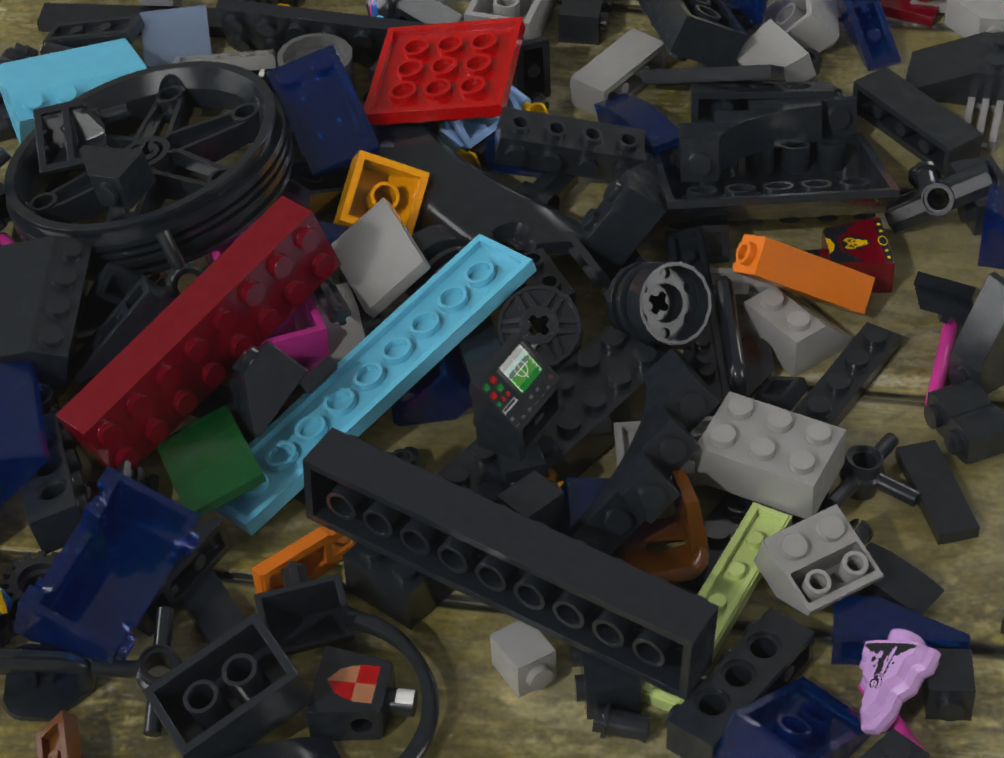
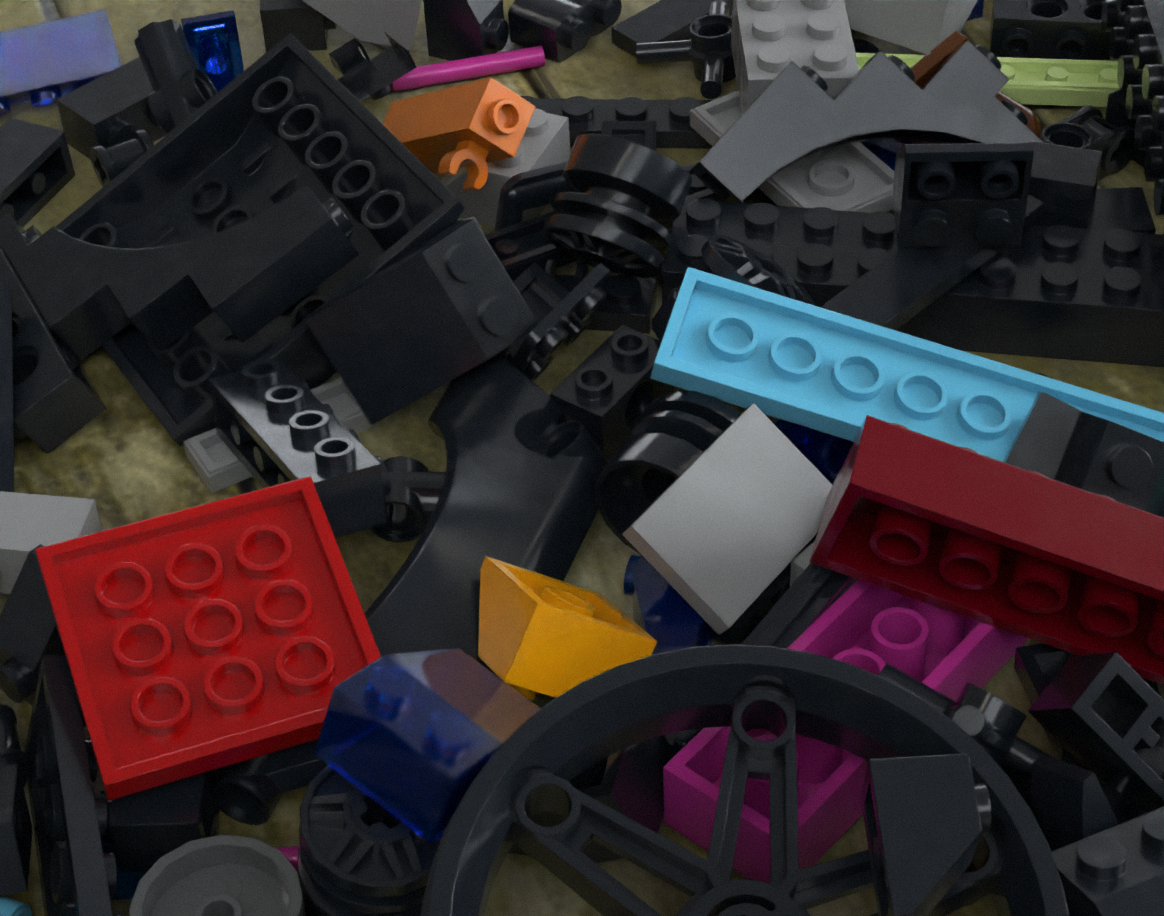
camera: 120 degrees left, 0 degrees up
(637, 113) = (149, 444): clear blue slope -> none

